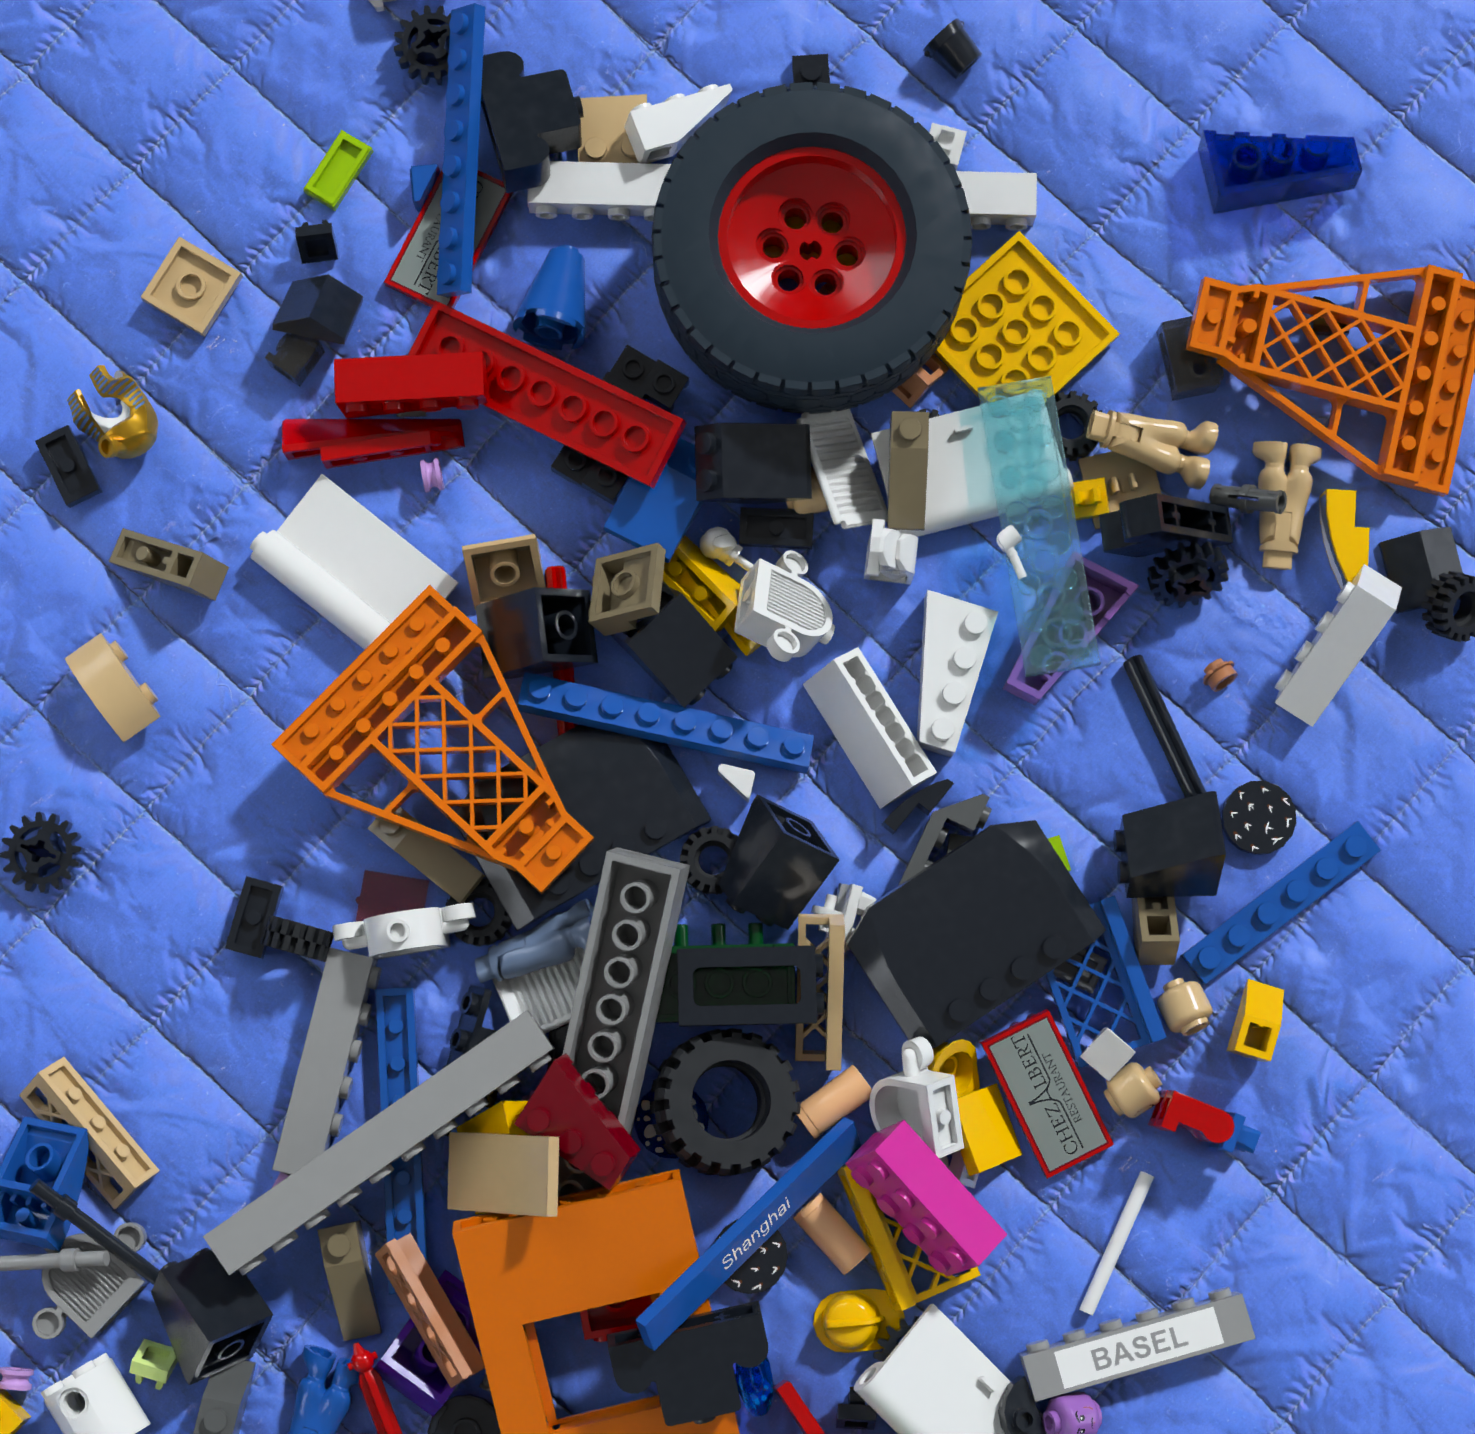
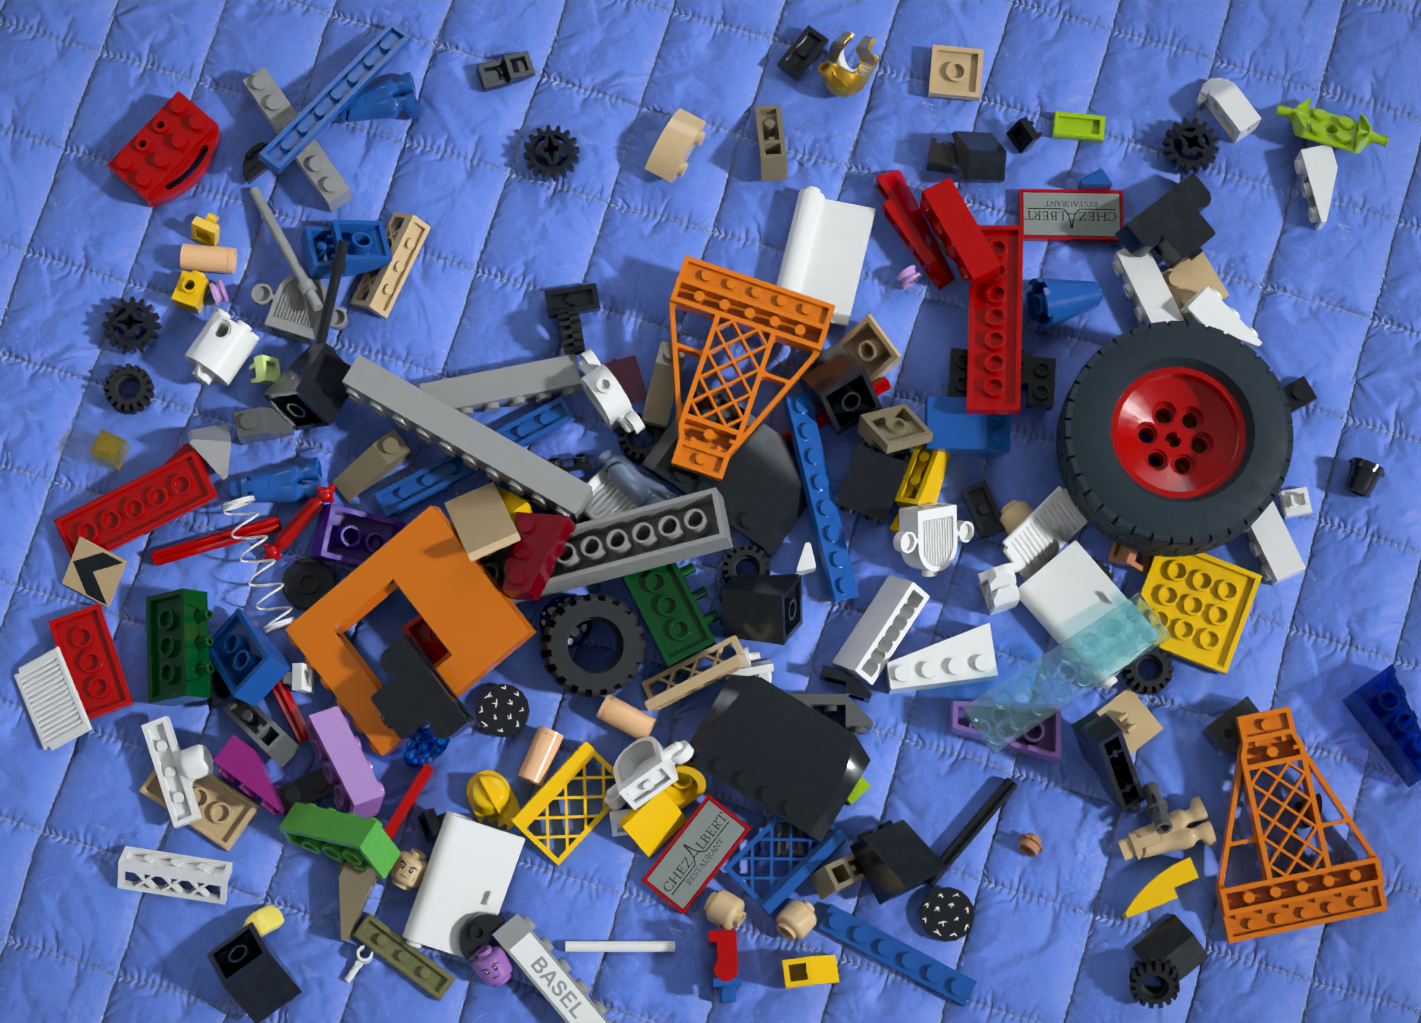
camera: 65 degrees right, 5 degrees down
(430, 1309) = (376, 520): nougat fence -> none
(461, 151) = (1130, 193): blue plate -> none
(722, 545) = (954, 480): white piece -> none
(748, 1234) = (516, 695): blue tile -> none
(752, 463) = (1015, 470): black slope -> none
(803, 1012) = (674, 665): black piece -> none
(908, 470) = (1062, 572): dark tan slope -> none
(925, 1199) = (589, 799): dark pink brick -> none
(1007, 540) = (1047, 655): white hand -> none
(1090, 498) = (1105, 702): yellow tile -> none
(1107, 1053) = (740, 880): white slope -> none
(1157, 443) = (1163, 728): tan piece -> none
(1187, 573) = (1085, 789): black gear -> none
(1339, 645) = (1087, 909): white wedge -> none

